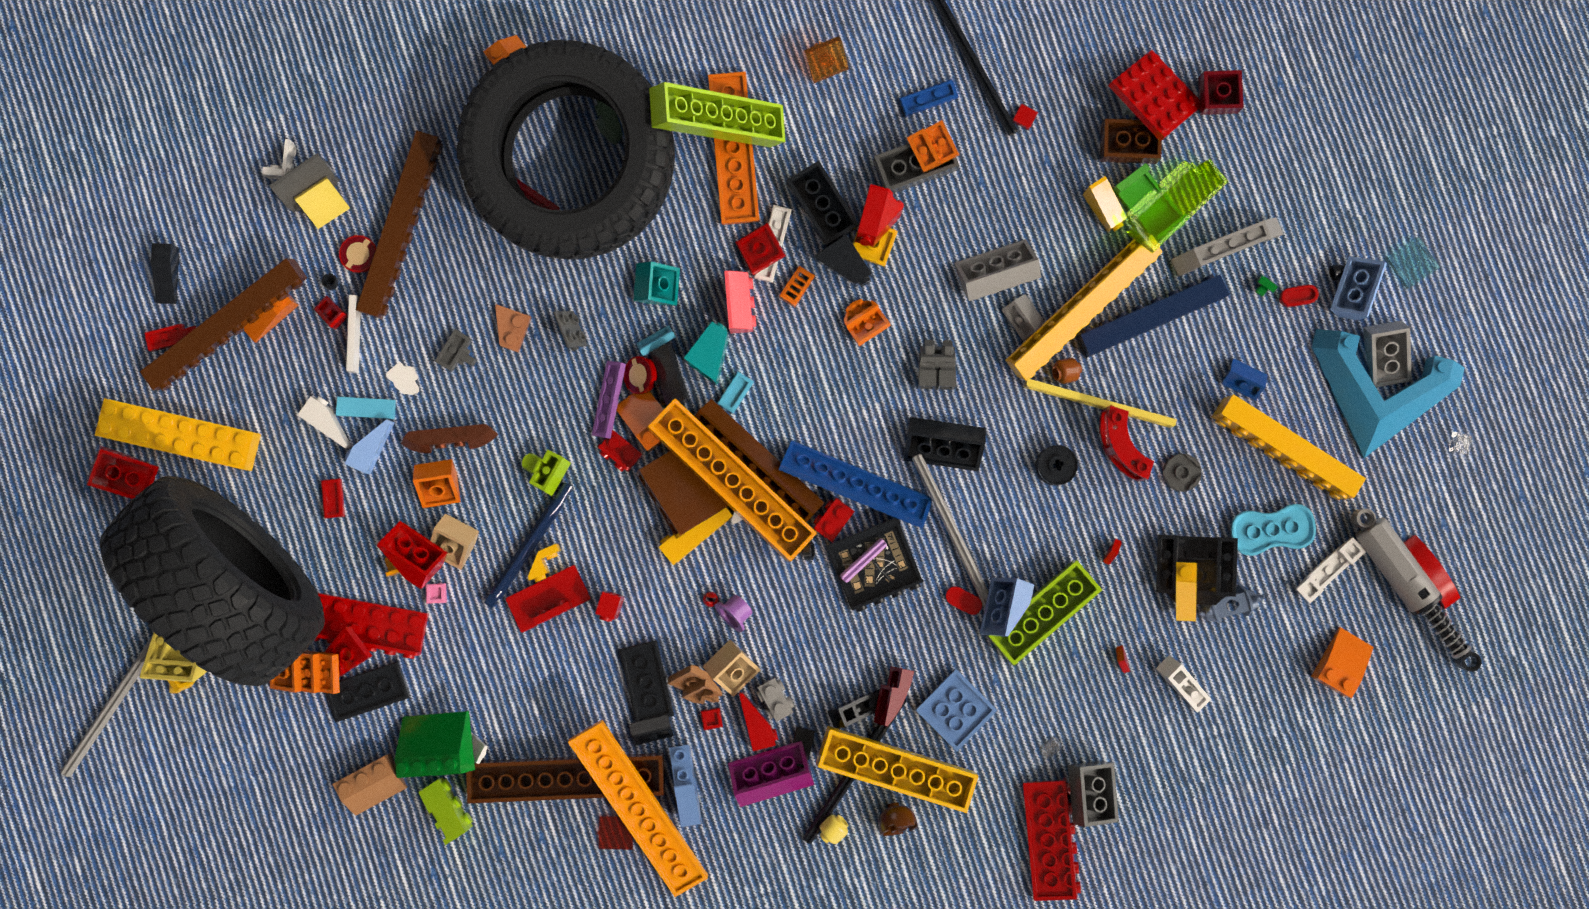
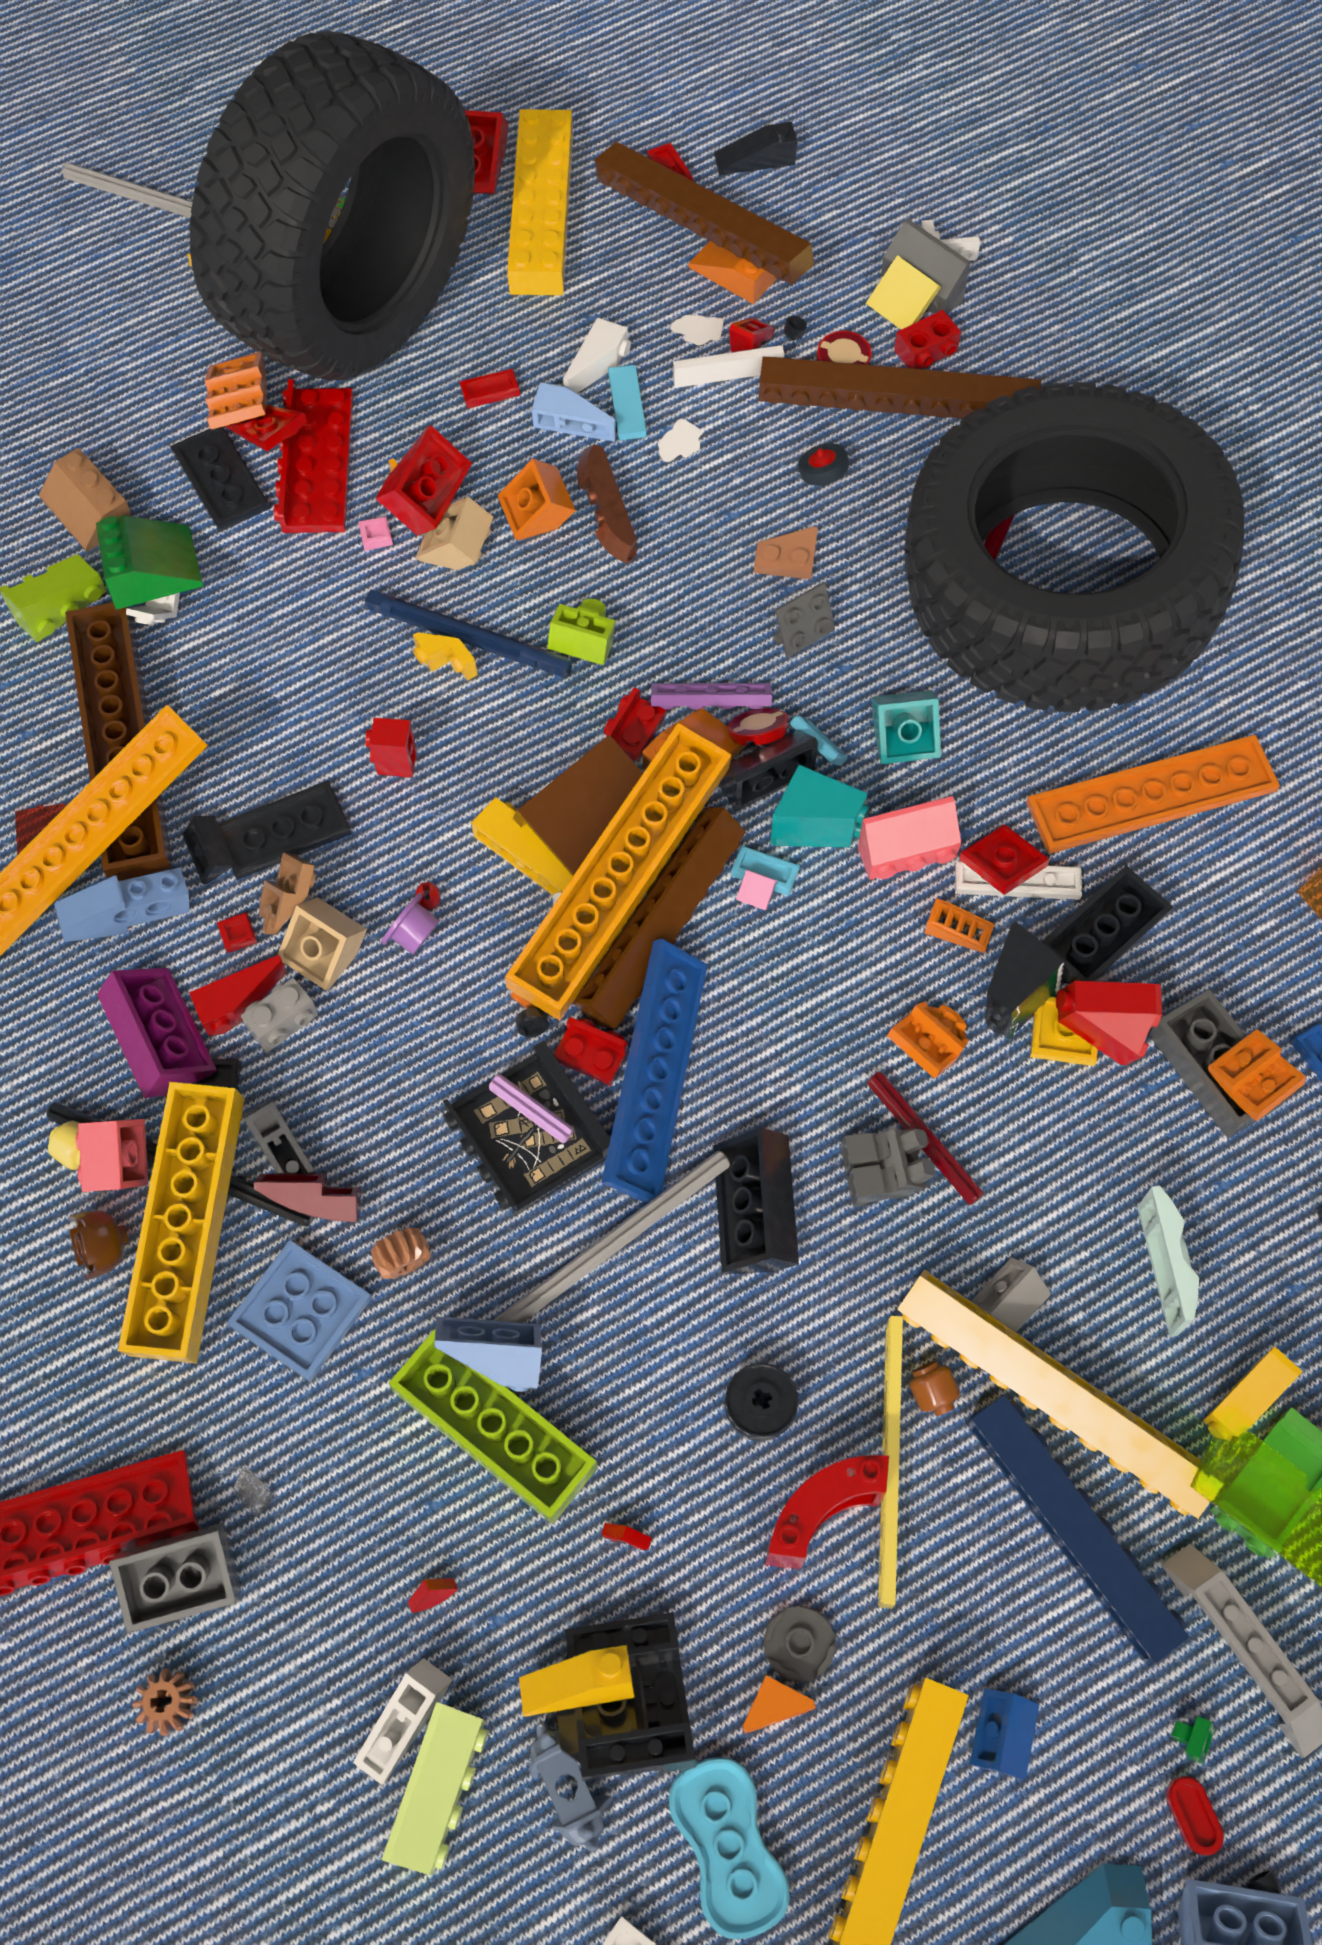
camera: 80 degrees right, 20 degrees down
(311, 347) = (698, 328): none -> white sticker
(358, 198) = (927, 340): none -> red brick
(449, 289) = (823, 464): none -> black wheel
(455, 351) = (734, 491): dark grey hinge -> none
(548, 598) = (391, 672): red bracket -> none
(716, 115) = (1195, 725): lime brick -> none
(749, 400) = (756, 889): none -> bright pink tile
(850, 805) = (112, 1155): none -> coral brick
(916, 342) = (935, 1149): none -> dark red axle
(937, 648) = (400, 1253): none -> nougat gear
(963, 600) = (492, 1288): red tile -> none
(998, 270) = (1077, 1236): light grey slope -> none
(1026, 225) = (1169, 1259): none -> light aqua slope
(1153, 814) = (158, 1690): none -> nougat gear
(1211, 492) = (775, 1704): none -> orange slope
(1221, 671) = (435, 1789): none -> yellowish green slope

